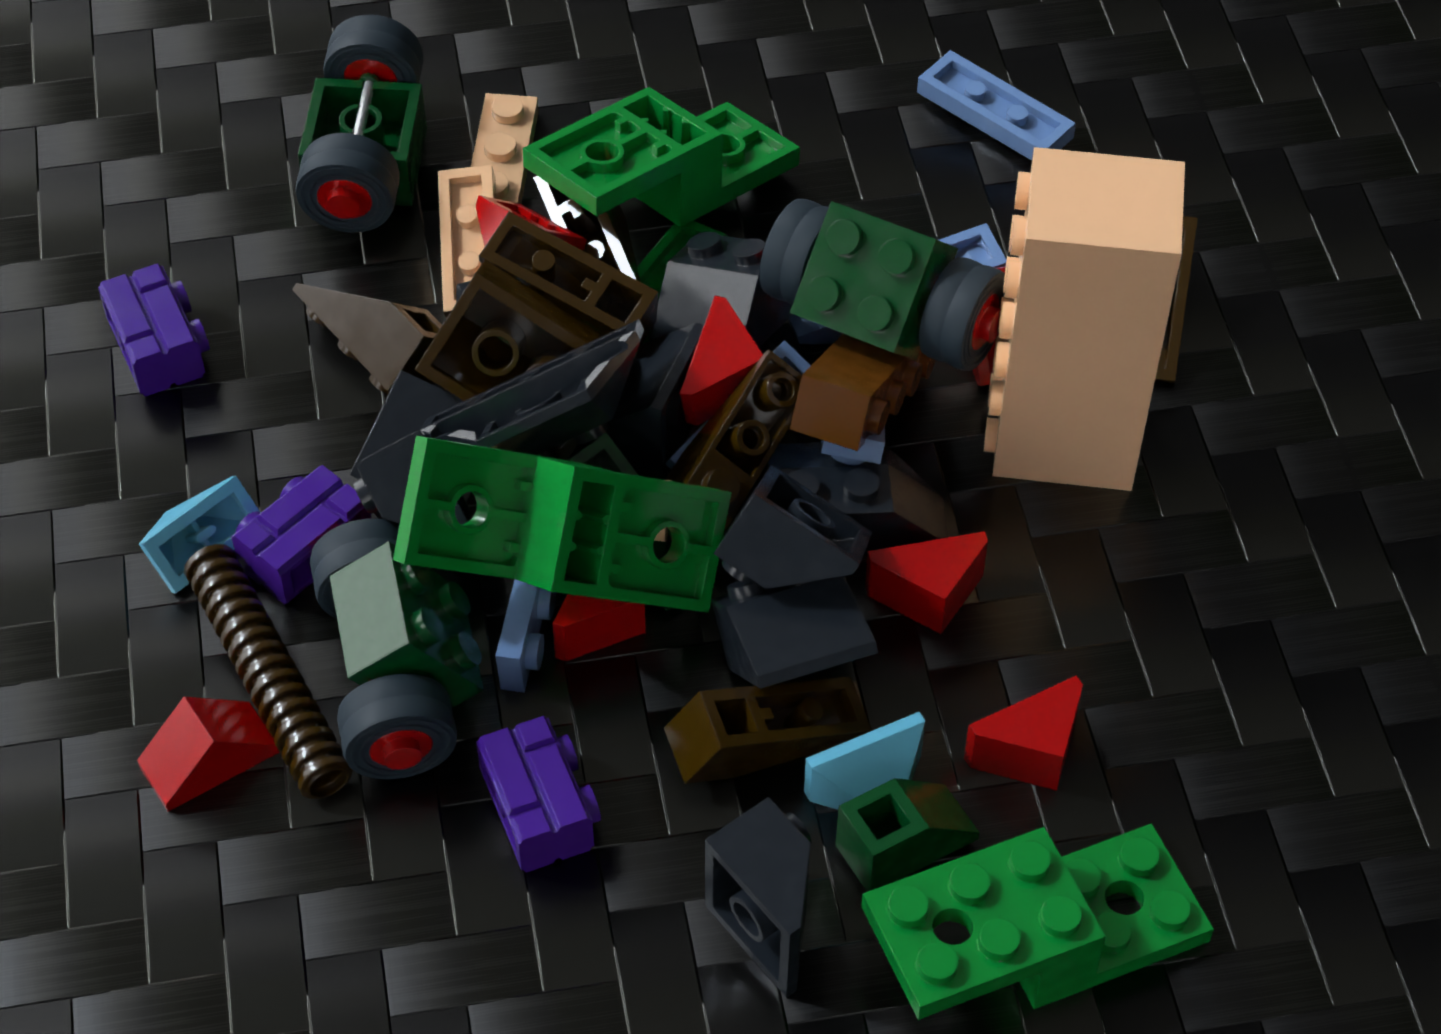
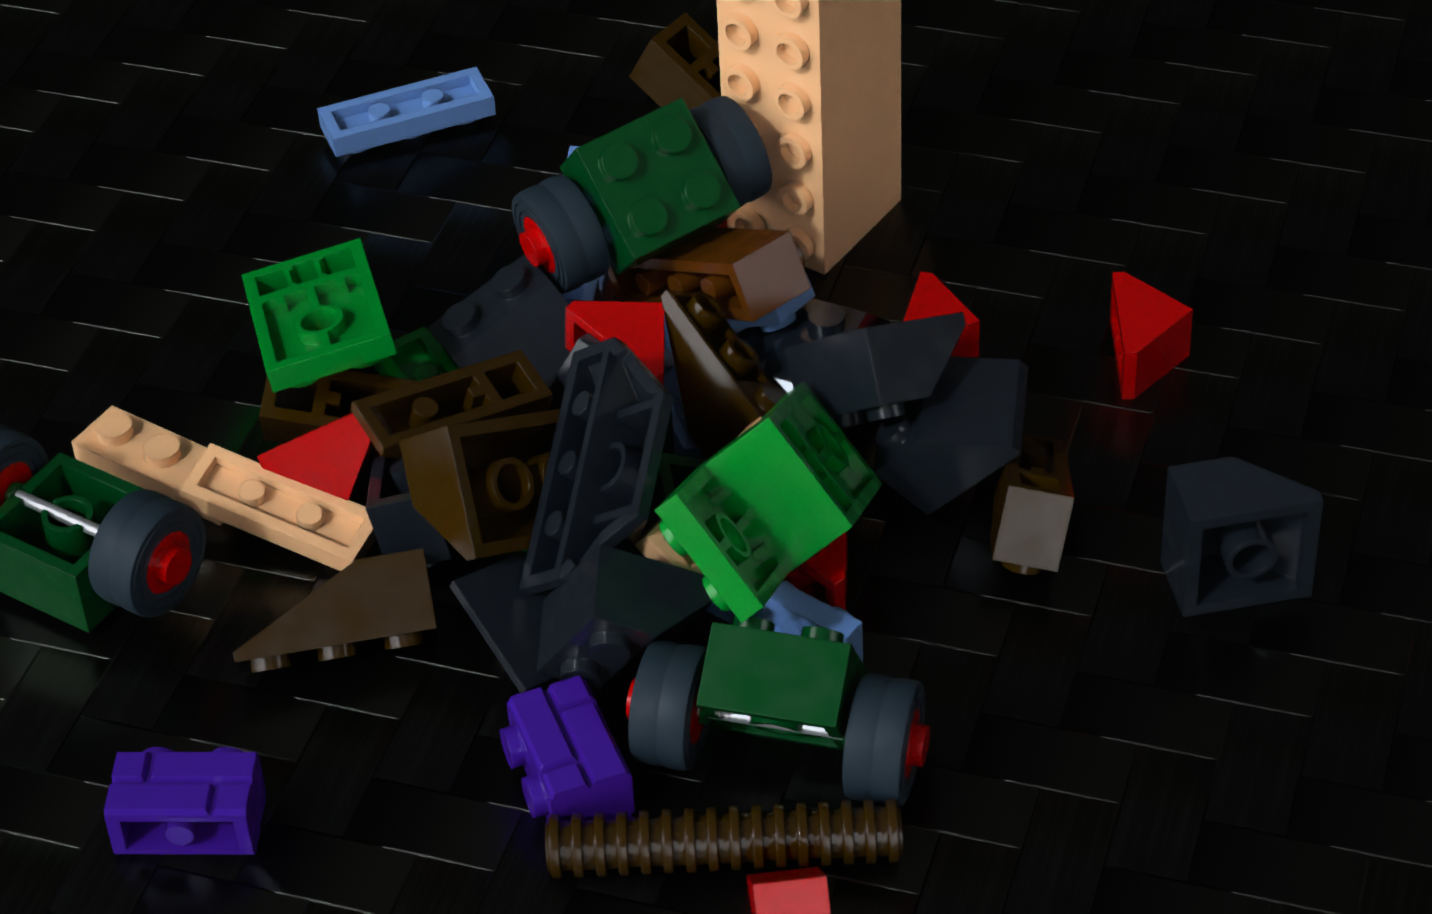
camera: 60 degrees left, 10 degrees down
(193, 525) = (493, 846): medium azure slope -> none
(537, 792) = (1008, 676): dark purple brick -> none
(865, 762) = (1120, 449): medium azure slope -> none
(900, 830) = (1200, 431): dark green slope -> none
(1035, 919) = (1343, 391): green bracket -> none

